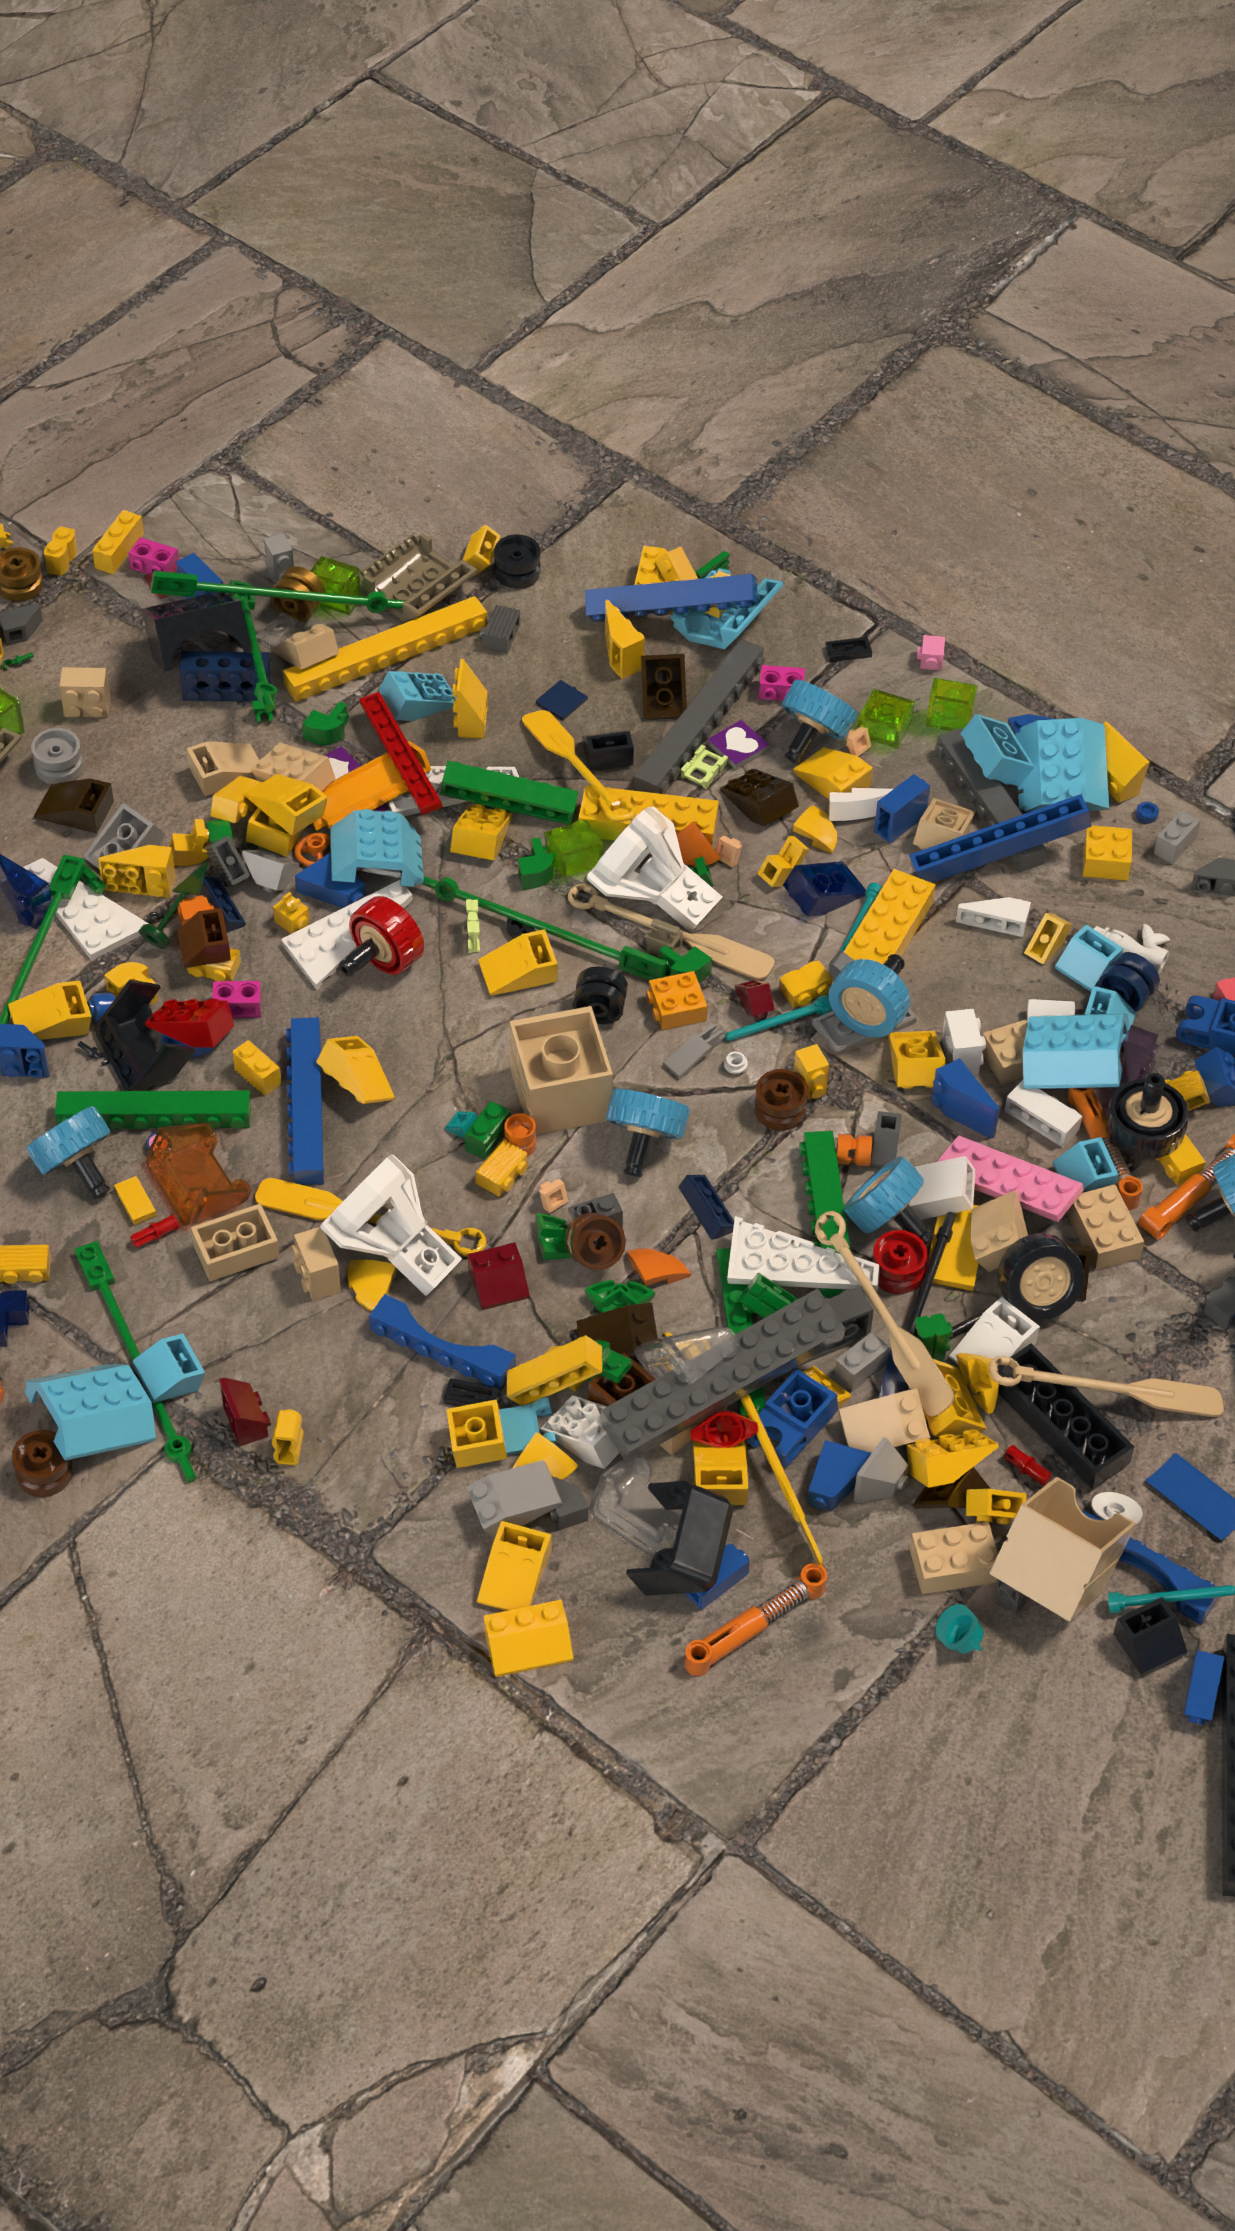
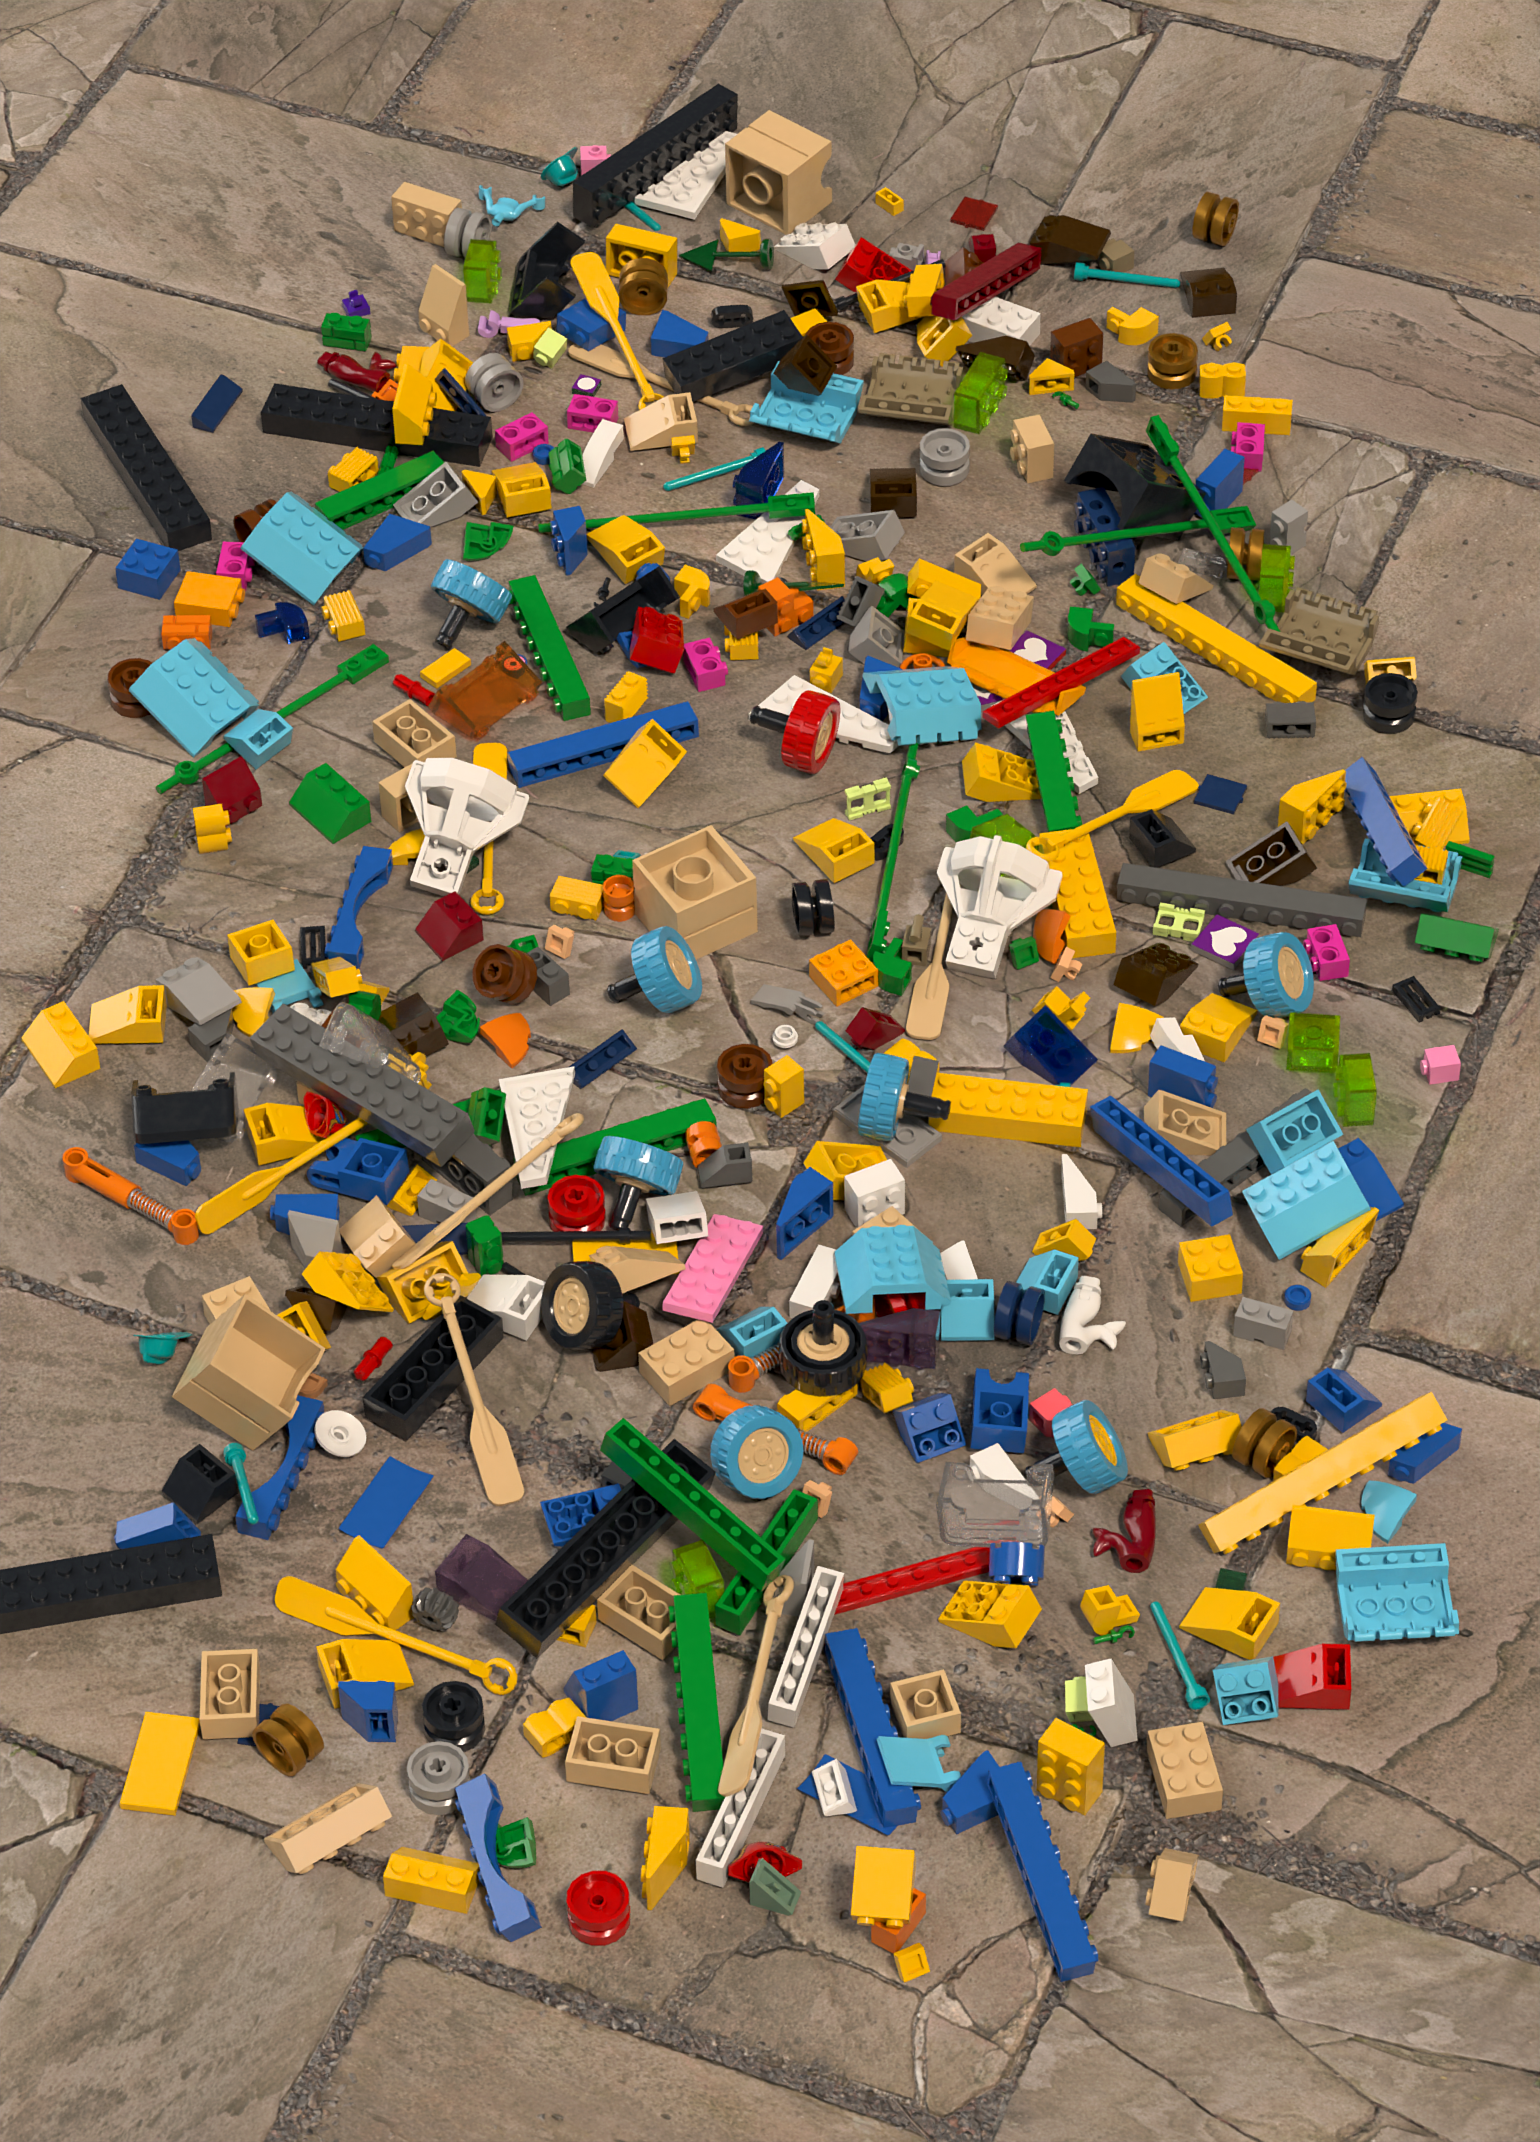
camera: 75 degrees right, 5 degrees down
(287, 1334) = (330, 804): none -> green slope
(795, 602) = (1456, 937): none -> green slope

